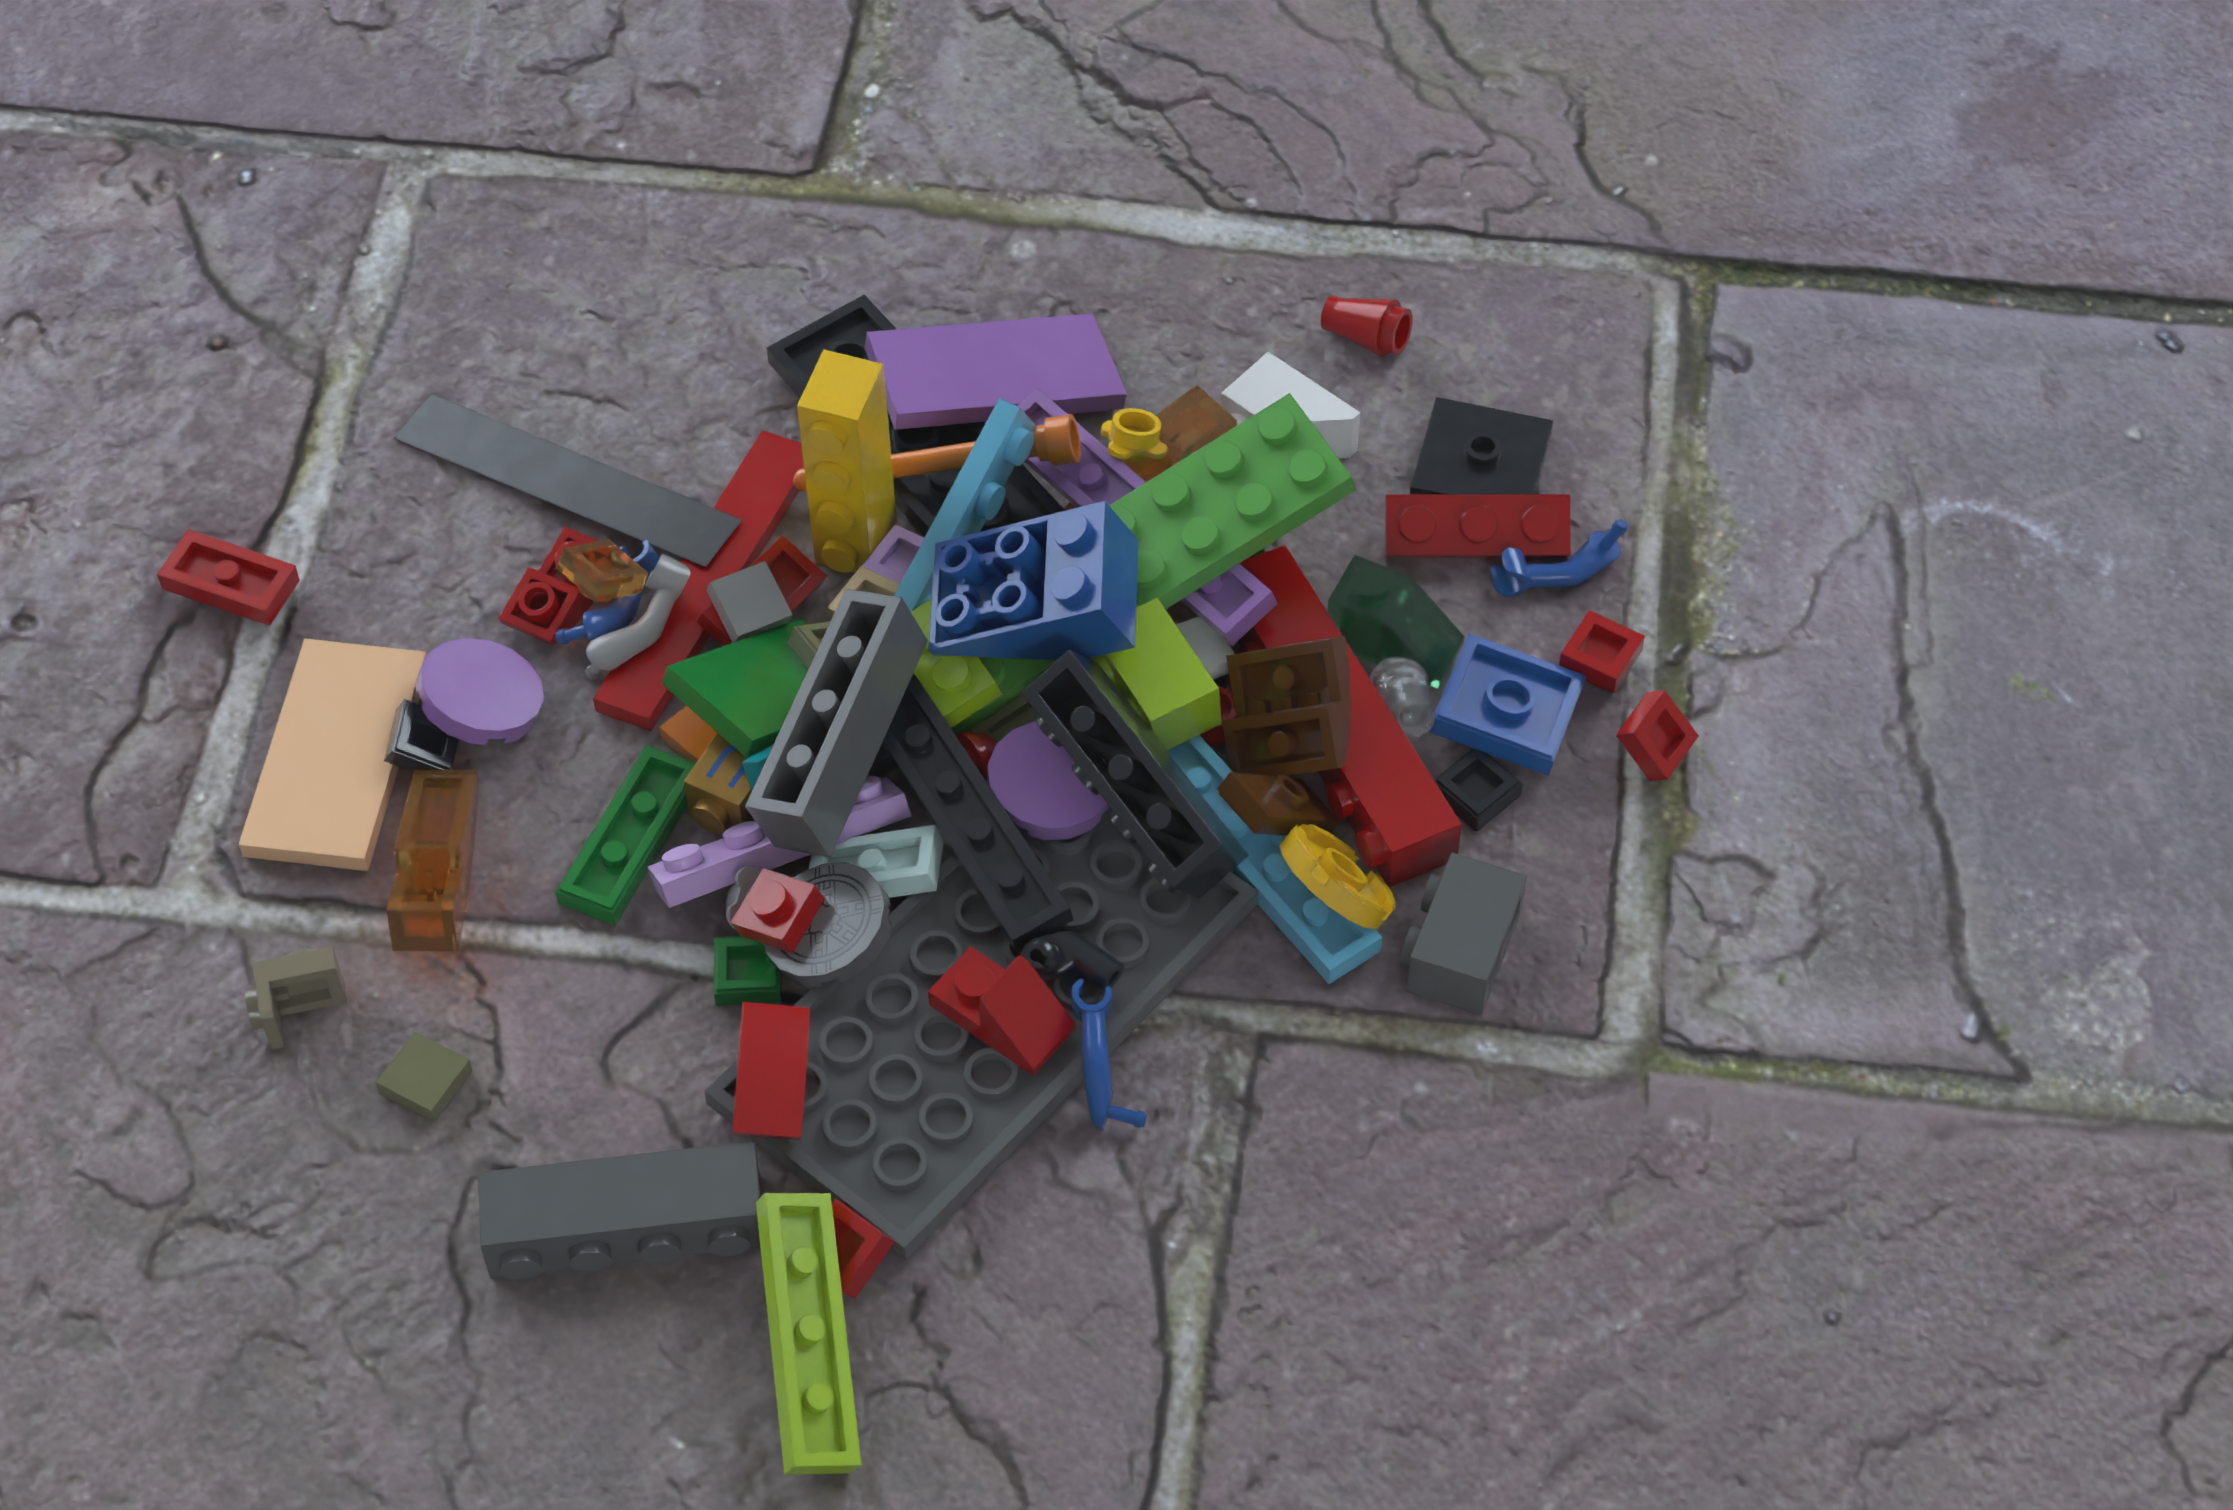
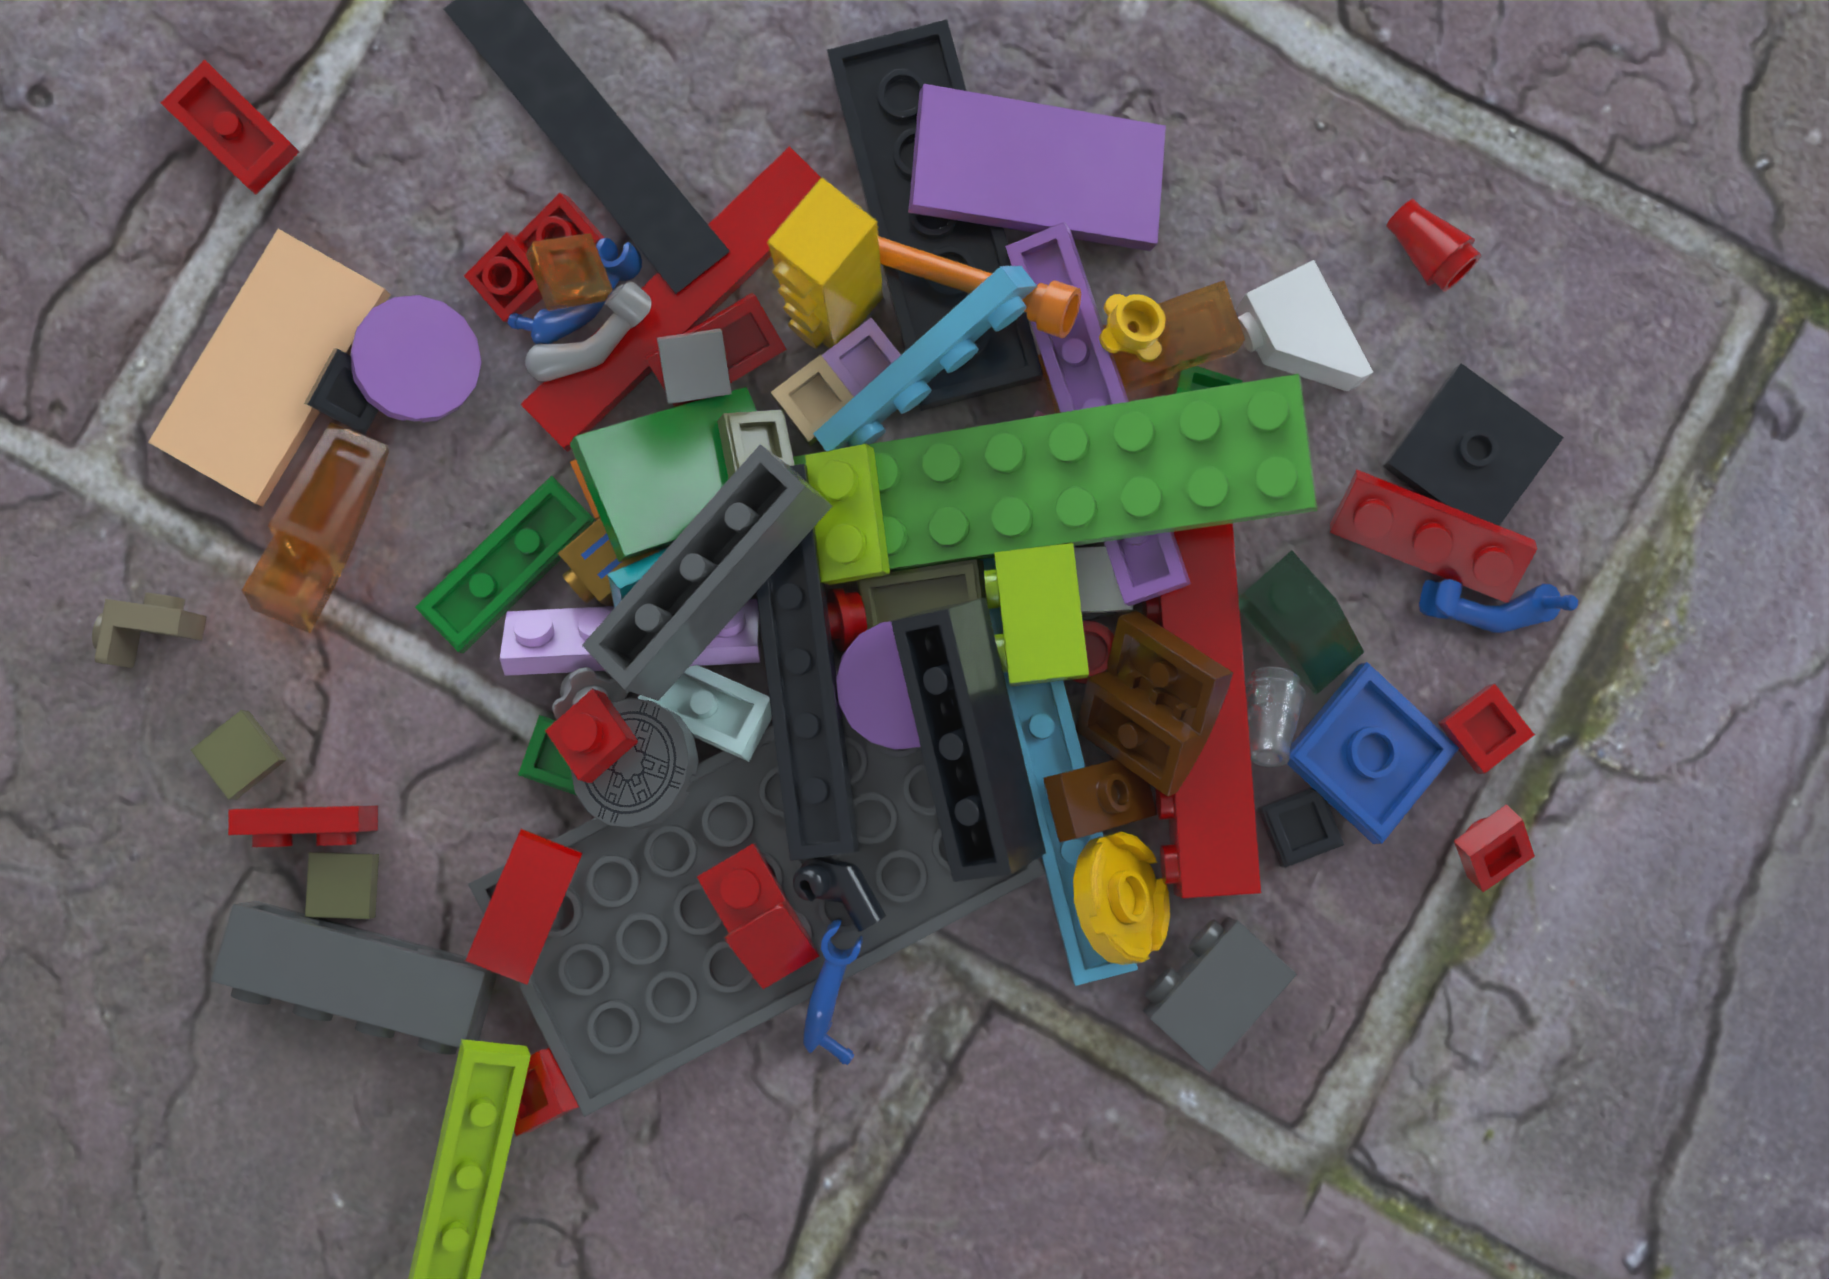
camera: 25 degrees right, 30 degrees up
(515, 1098) = (277, 825): none -> red plate
(571, 1138) = (342, 885): none -> olive tile
(1037, 588) = (954, 498): blue slope -> none

